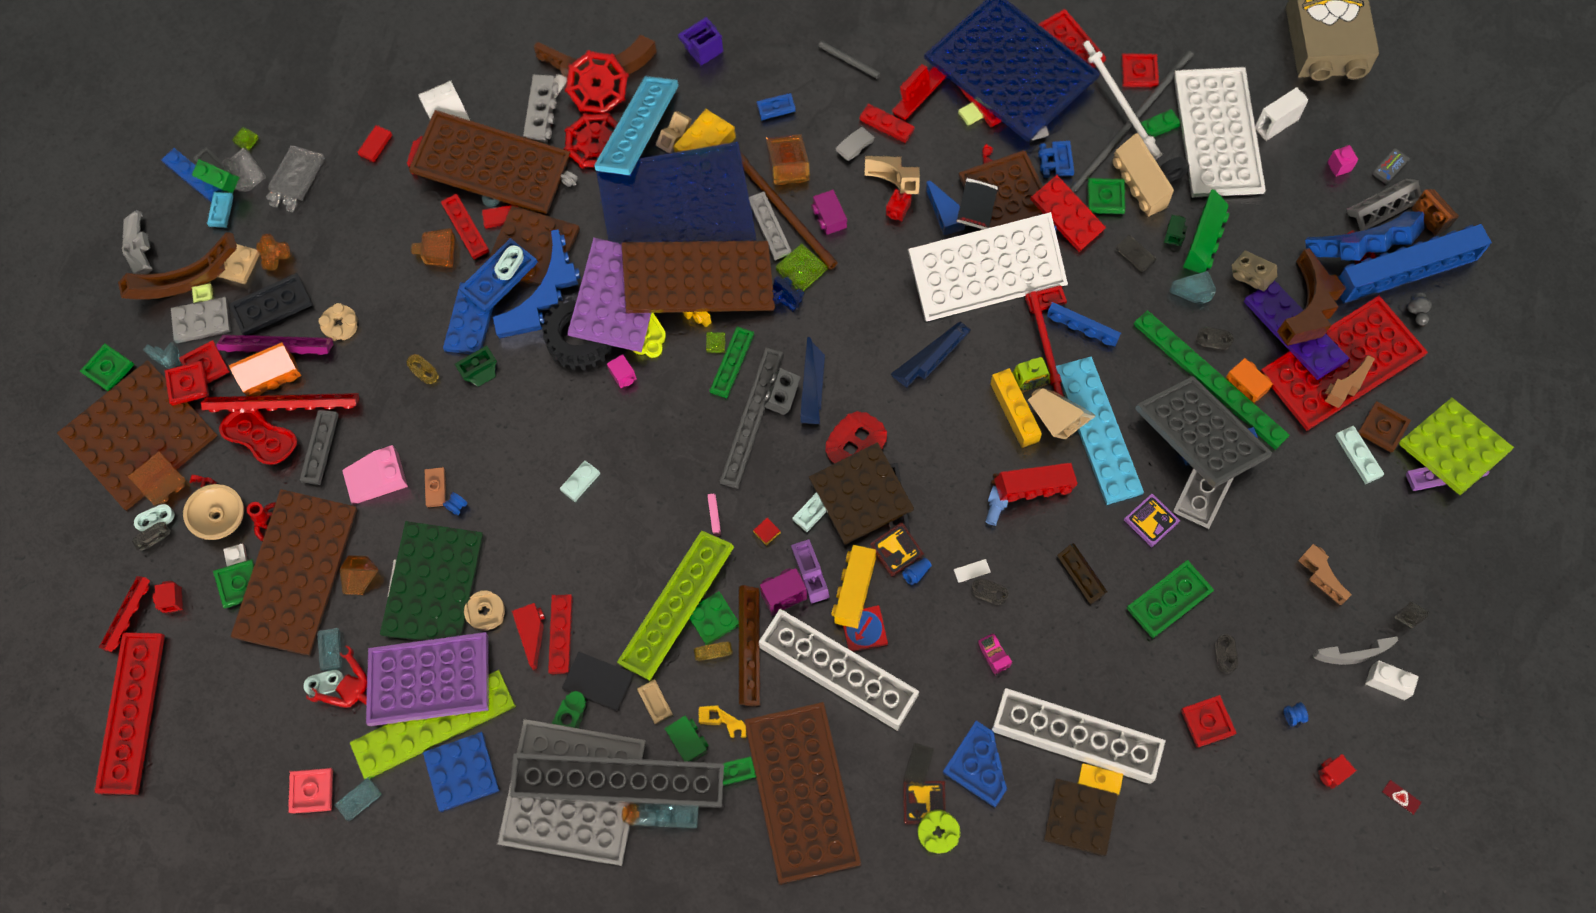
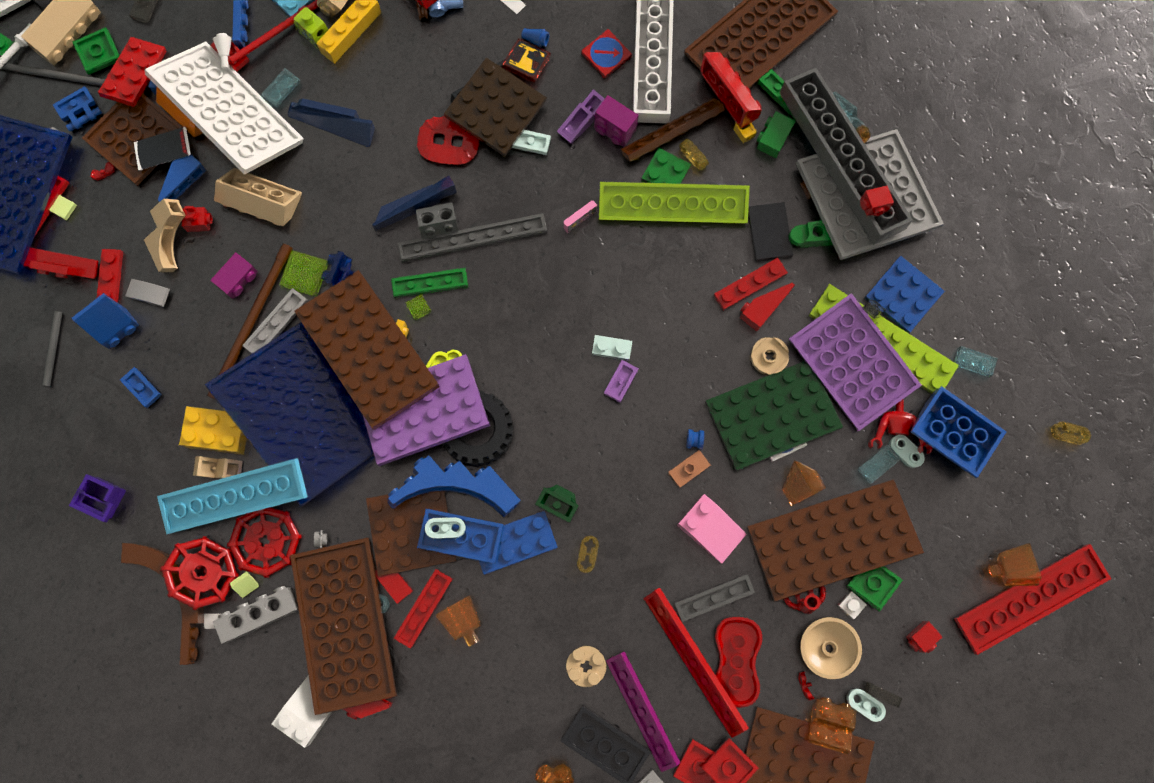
camera: 125 degrees left, 10 degrees up
(121, 620) = (961, 666): red plate -> none
(162, 710) = (1017, 567): none -> clear orange torso
(233, 844) = (1071, 429): none -> clear yellow beam
(265, 370) = (676, 695): slope -> none
(305, 728) = (957, 431): none -> blue slope
(310, 790) = (995, 401): coral plate -> none
(374, 143) = (378, 764): red tile -> none
(461, 722) = (874, 309): none -> clear smoke beam
(545, 470) = (621, 381): none -> medium lavender plate
(545, 765) = (876, 201): none -> red brick
(569, 111) = (244, 584): none -> yellowish green tile
(621, 371) = (492, 369): dark pink brick -> none
(655, 702) = (760, 177): tan tile -> none
(751, 714) = (730, 89): none -> red slope
(766, 531) = (568, 170): red tile -> none
(788, 159) = (194, 343): clear orange slope -> none
(840, 100) = (106, 321): none -> blue slope
(855, 586) = (578, 72): yellow brick -> none
(888, 262) = (257, 196): none -> tan slope
(987, 325) = (280, 87): none -> clear light blue plate
(1051, 292) = (223, 44): none -> white cone

